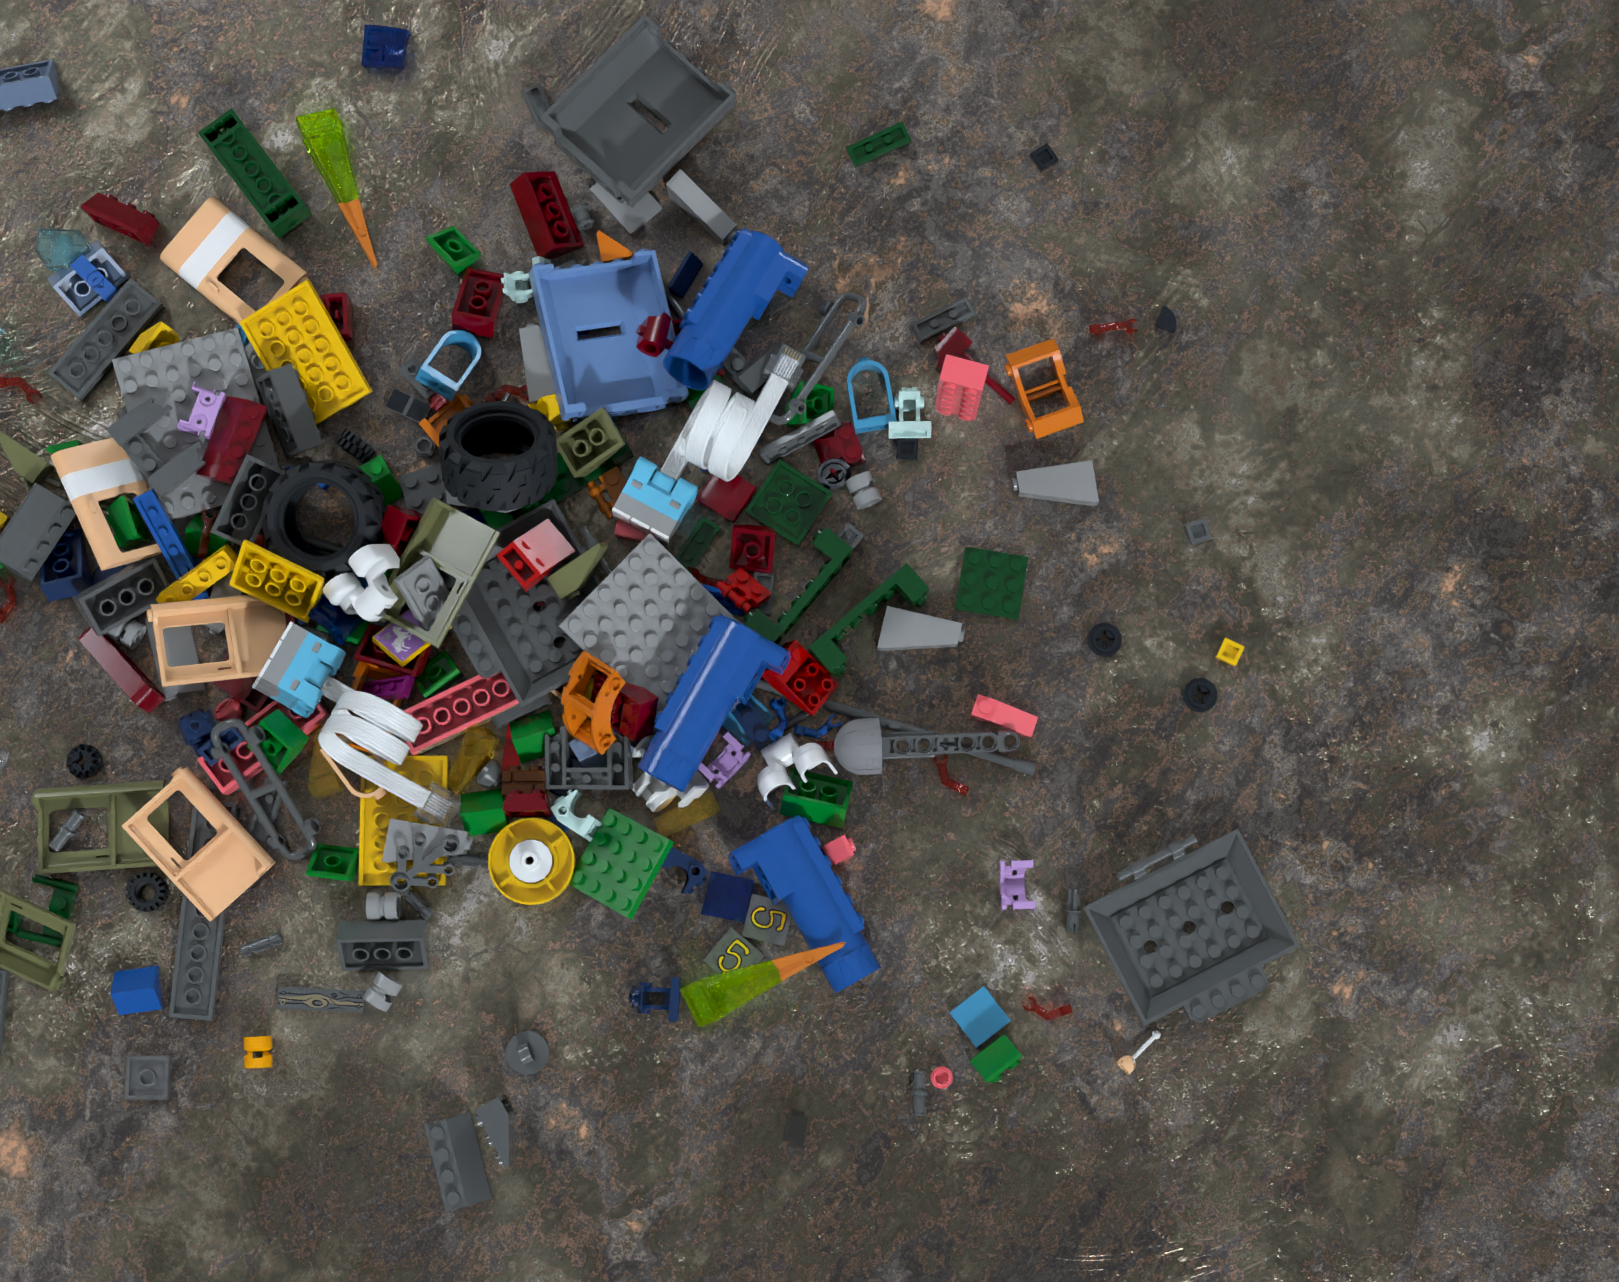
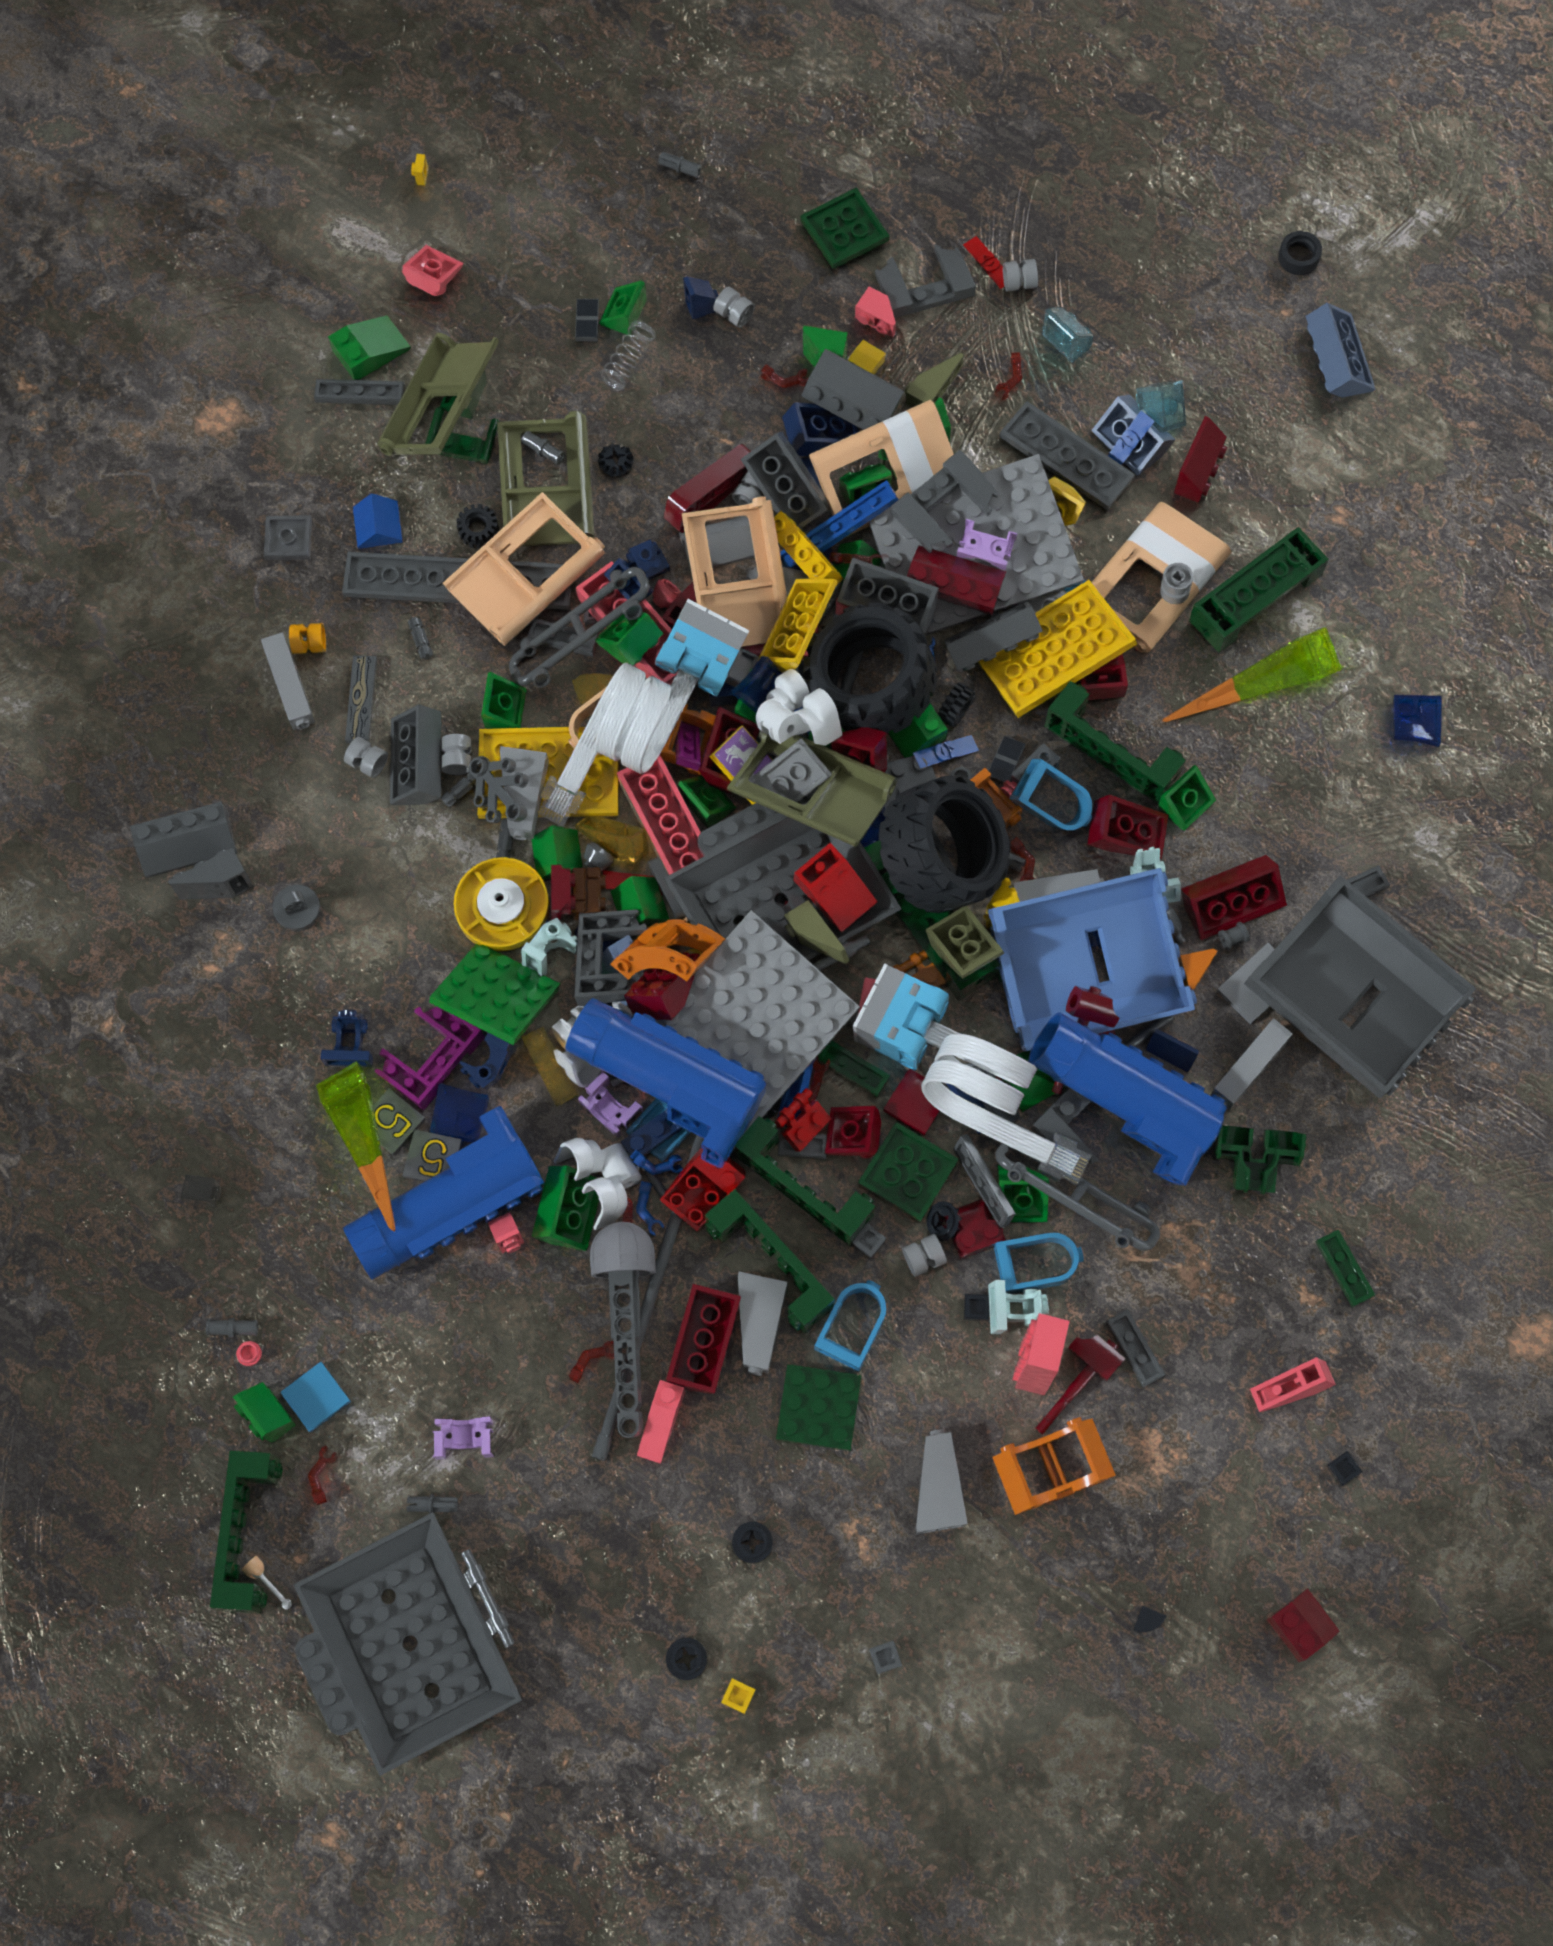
camera: 85 degrees right, 10 degrees down
(248, 243) = (1176, 583): none -> light grey wheel
(303, 1067) = (288, 681): none -> light grey slope
(398, 459) = (946, 751): none -> blue piece
(437, 277) = (1066, 722): none -> dark green plate
(702, 928) = (422, 1085): none -> magenta wedge
(798, 206) = (1254, 1173): none -> dark green piece
(936, 677) = (703, 1339): none -> dark red slope
(944, 566) = (839, 1352): none -> dark azure window
(977, 193) = (1293, 1385): none -> coral slope
(1098, 329) = (1133, 1537): clear red arm -> none
(1153, 1074) = (242, 1469): none -> dark green plate
(1171, 198) = (1303, 1625): none -> dark red slope

